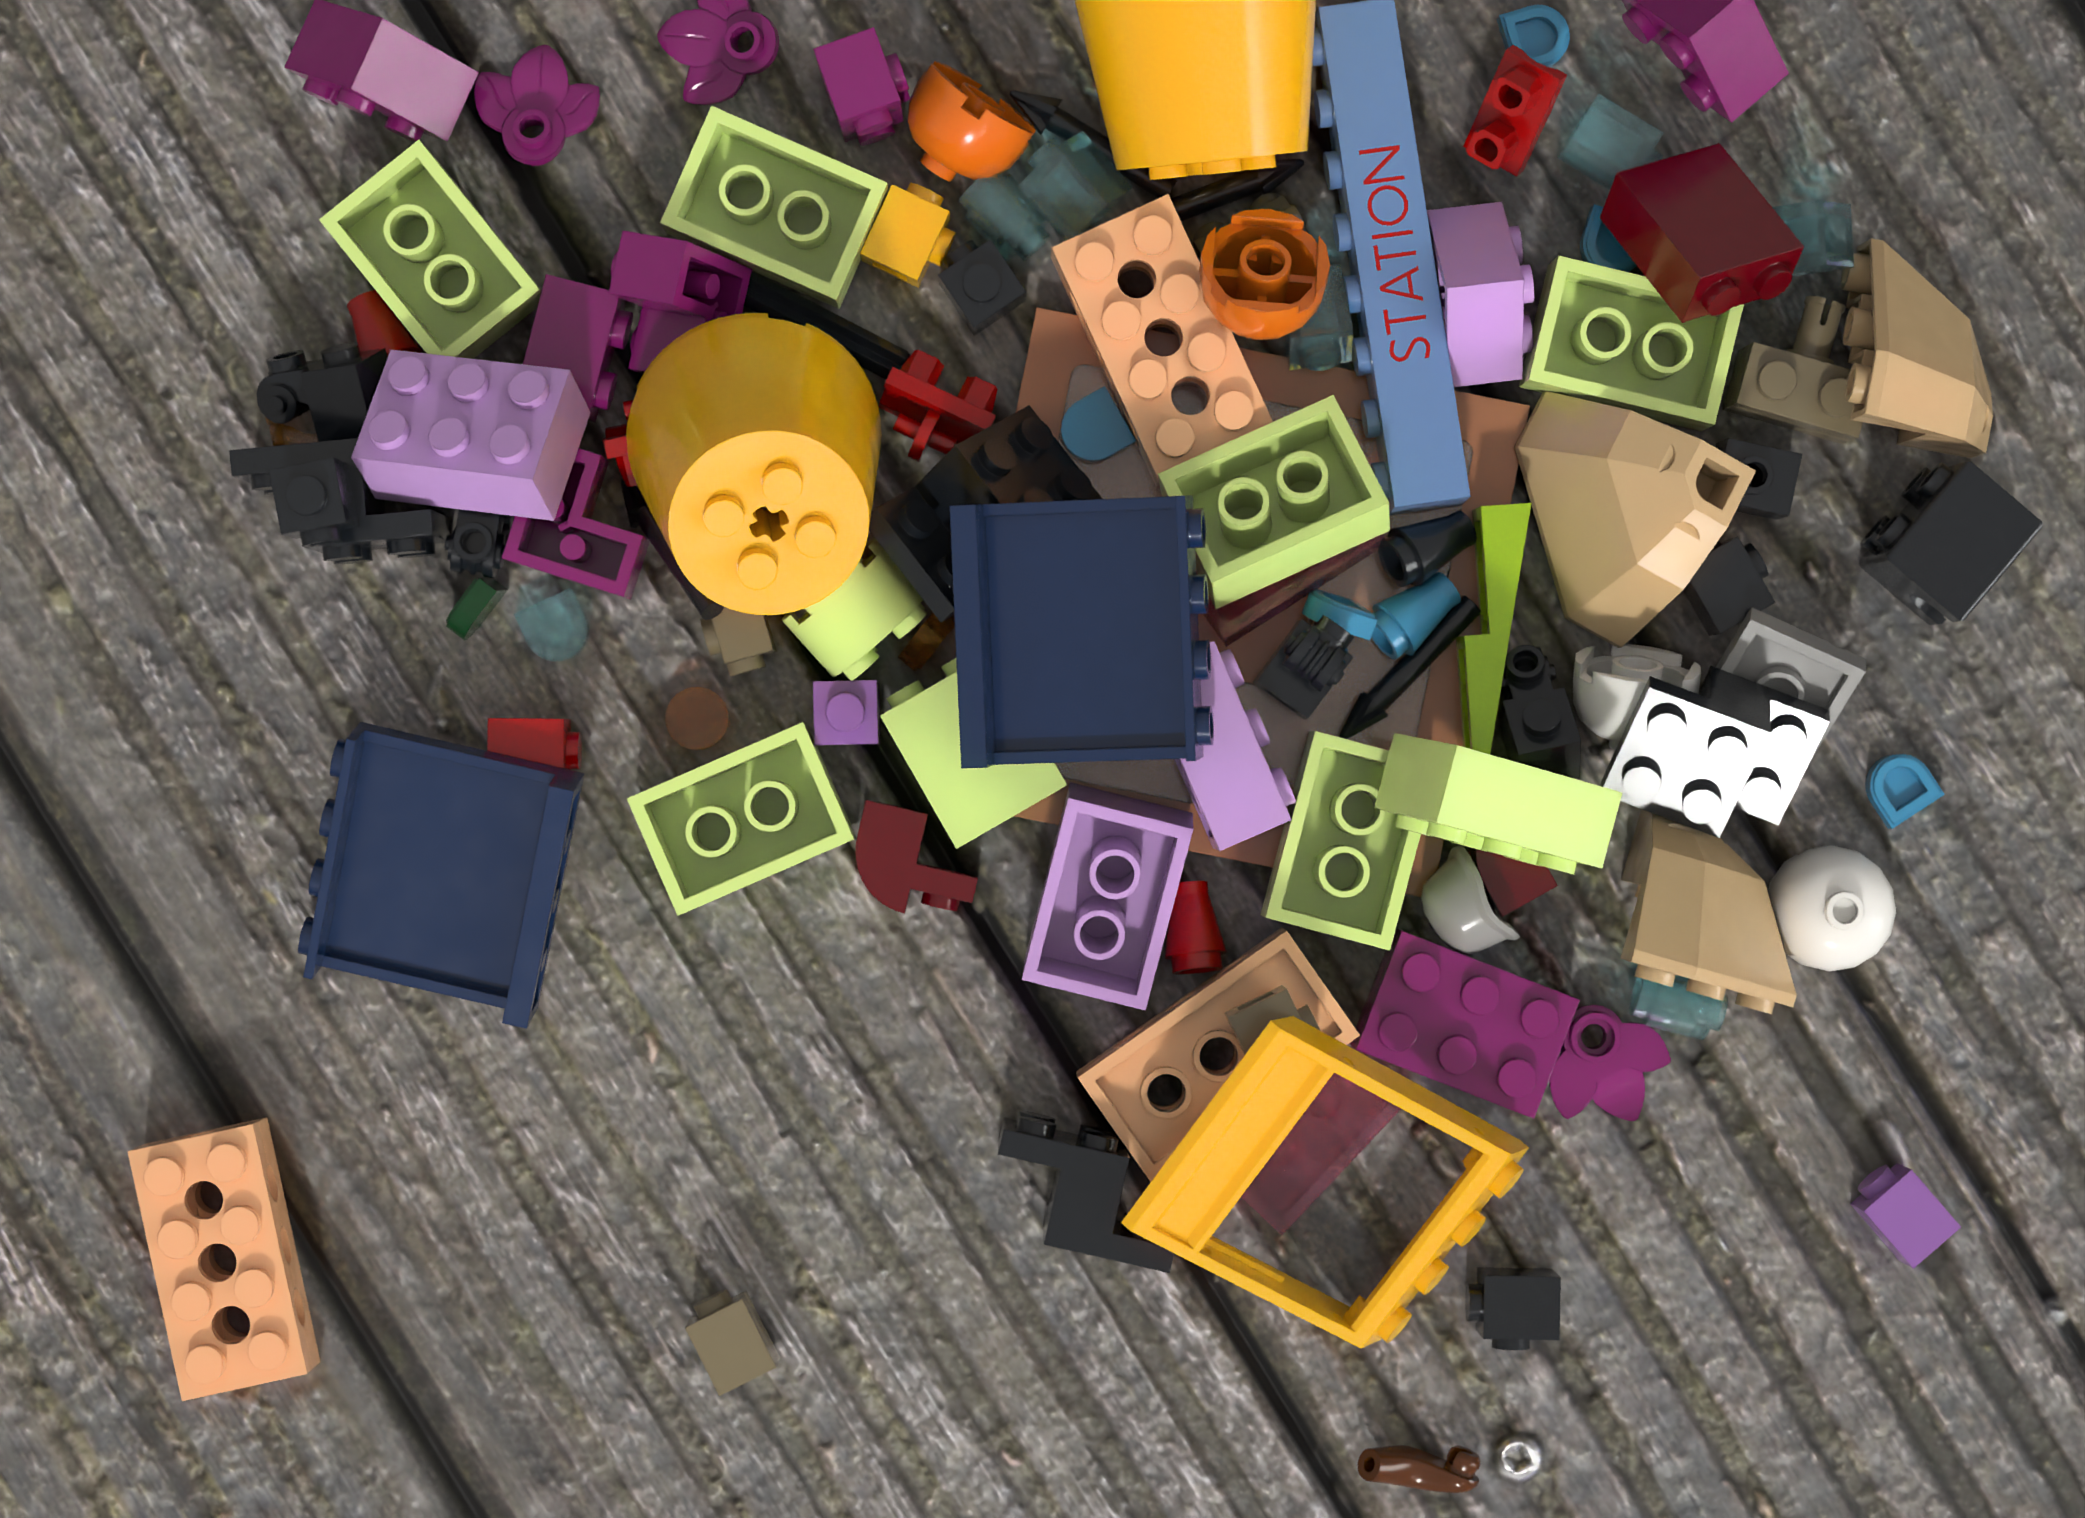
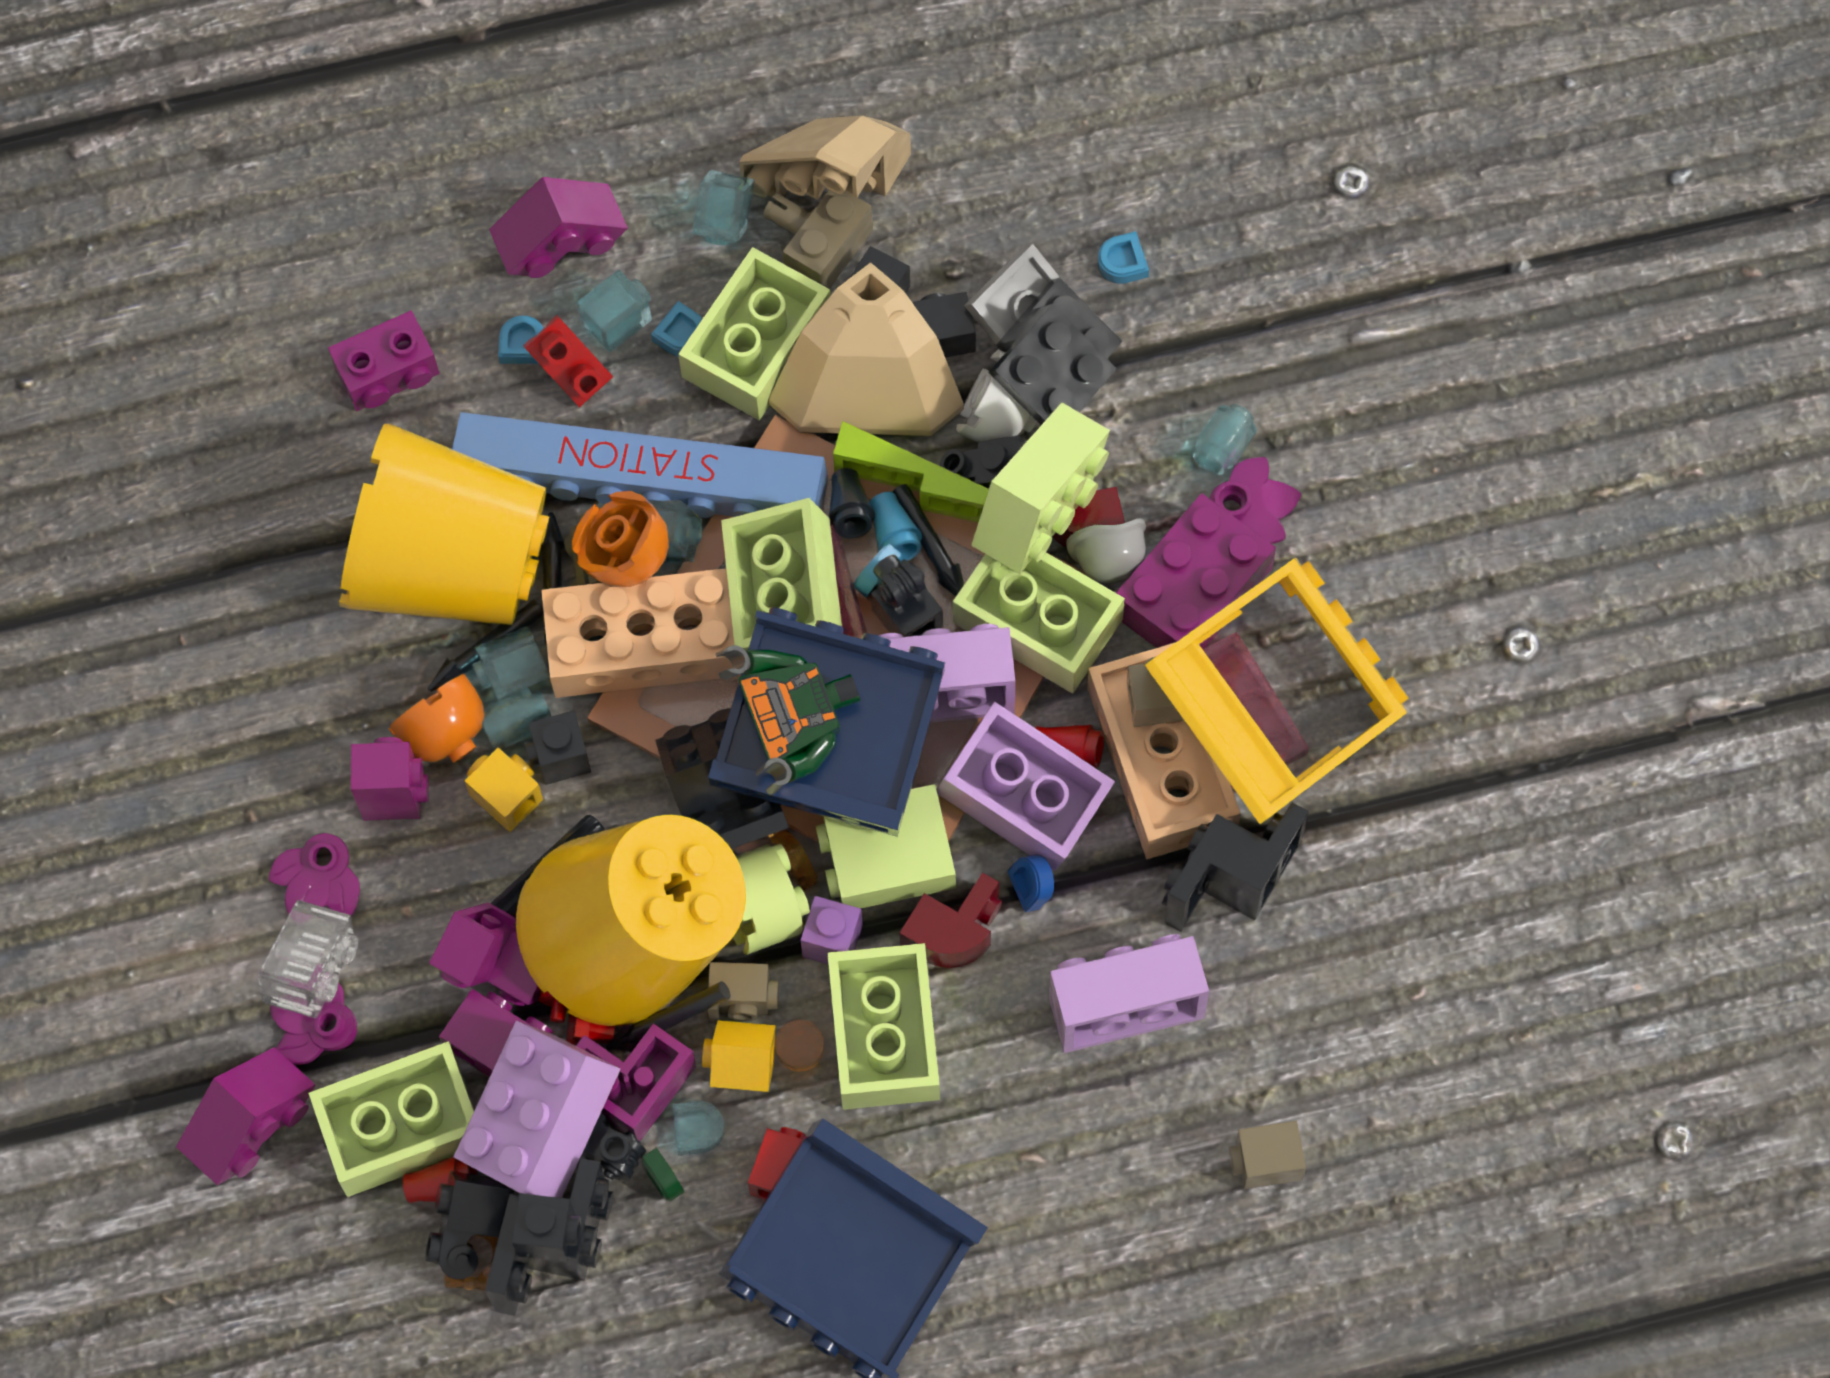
camera: 65 degrees left, 20 degrees down
(600, 72) = (307, 959): none -> clear brick
(651, 653) = (740, 1055): none -> yellow brick
(774, 206) = (450, 862): yellowish green brick -> none
(878, 1109) = (1128, 992): none -> lavender brick
(931, 414) = (644, 797): red hips -> none
(997, 939) = (1032, 881): none -> blue tile
(1067, 582) = (789, 709): none -> torso
(1095, 428) = (687, 700): dark azure tile -> none
(1421, 1470) = (1510, 709): reddish brown arm -> none
(1482, 292) = (686, 410): lavender brick -> none
(1515, 1306) = (1408, 607): black brick -> none
(1701, 232) = (696, 261): dark red brick -> none
(1702, 917) = (1168, 398): tan brick -> none
(1832, 907) = (1191, 325): white cylinder -> none
(1904, 1213) = (1420, 337): medium lavender brick -> none
(1948, 541) = (962, 173): black piece -> none

